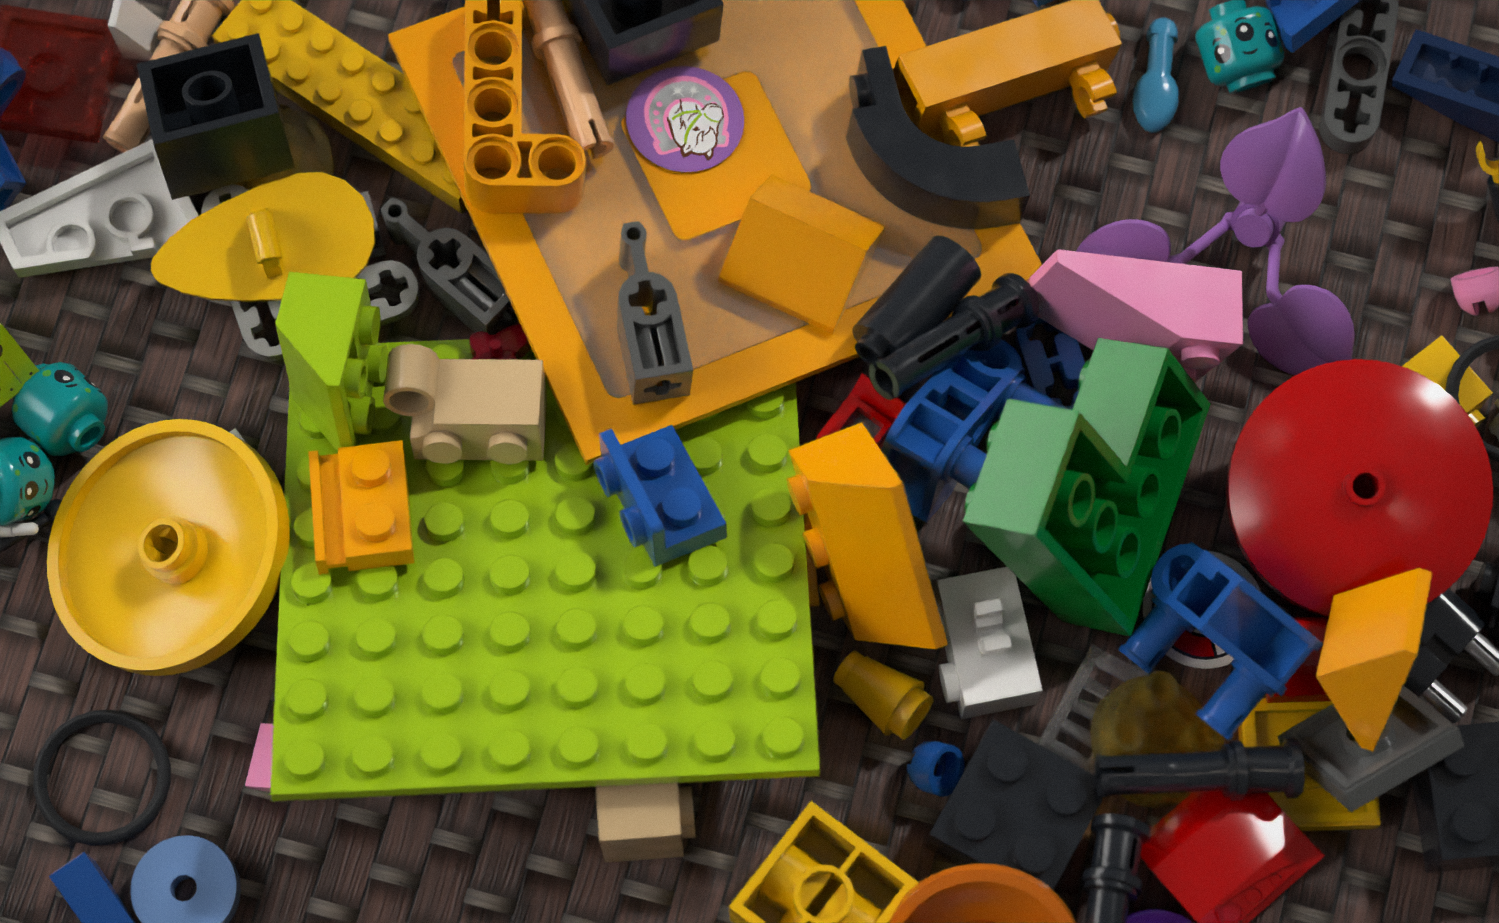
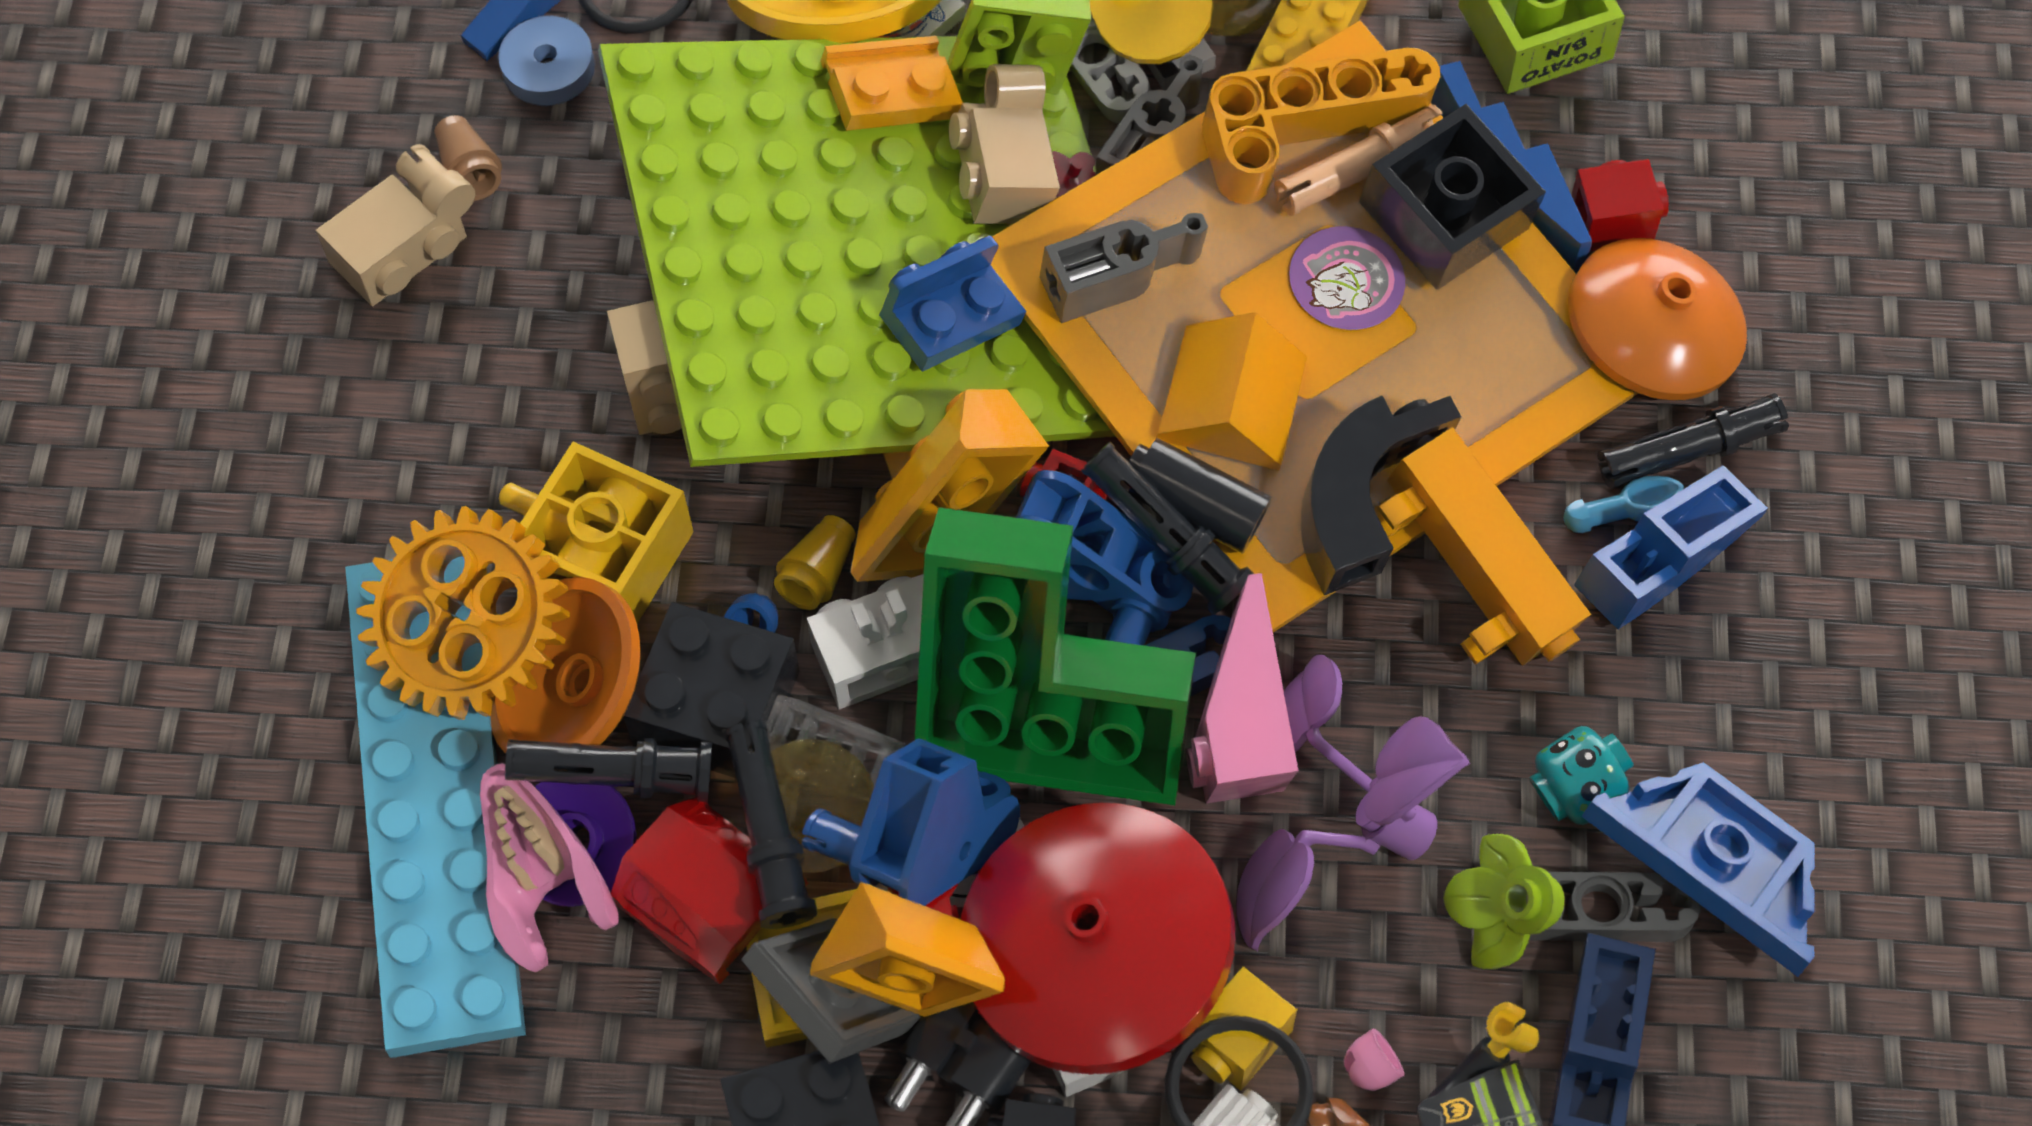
camera: 80 degrees right, 10 degrees down
(1156, 91) = (1514, 713): dark azure piece -> none
(1358, 150) = (1494, 901): none -> lime plate

